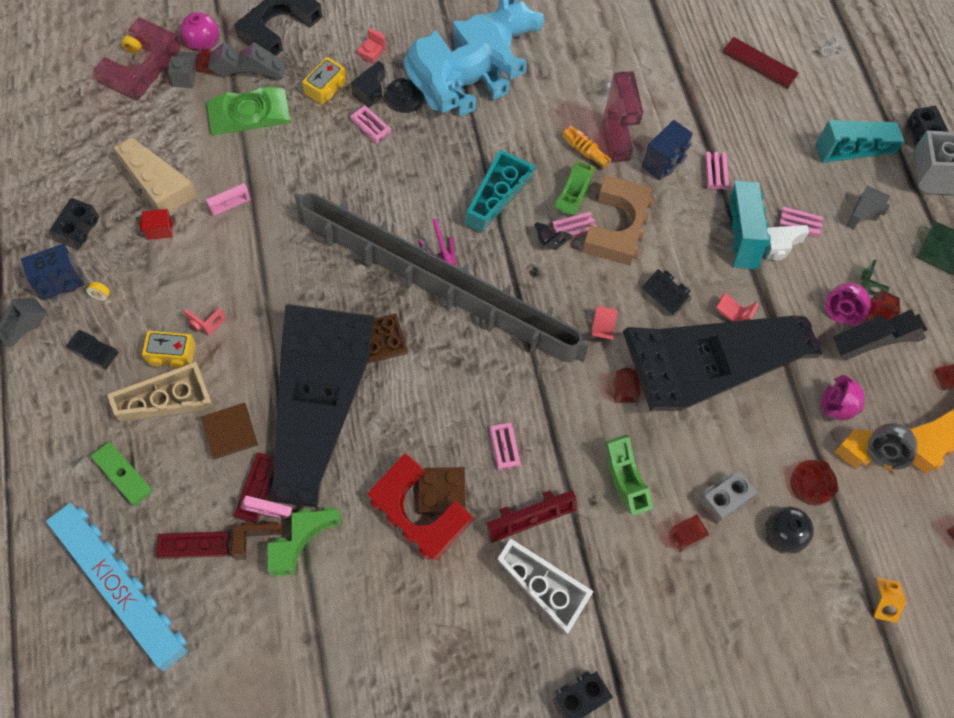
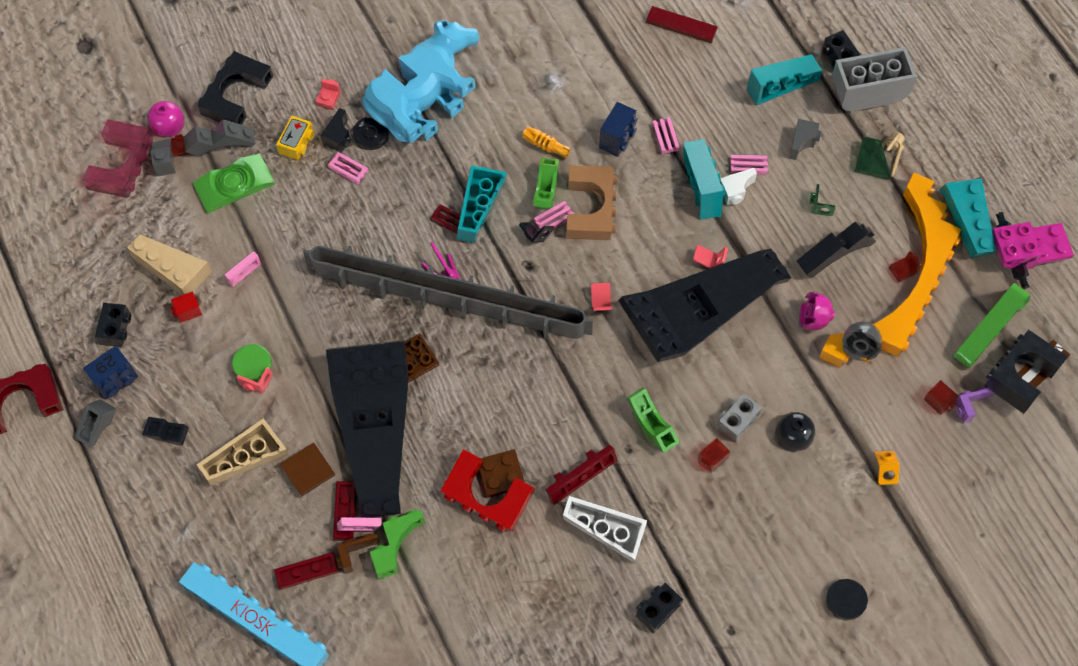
camera: 10 degrees left, 0 degrees up
(98, 291) = (154, 379): tile -> none
(114, 465) = (218, 522): bright green tile -> none
(131, 44) = (107, 146): yellow tile -> none
(168, 349) = (233, 414): brick -> none
(205, 298) = (251, 362): none -> bright green tile
(457, 206) = (435, 219): none -> dark red tile
(507, 464) = (550, 437): bright pink tile -> none
(621, 110) = (569, 108): clear pink arch -> none
(626, 386) = (633, 346): clear red brick -> none
(666, 292) = (647, 256): black bracket -> none
(814, 482) = (807, 387): clear red tile -> none
(848, 304) = (803, 228): dark pink cylinder -> none
(884, 304) = (832, 222): clear red brick -> none

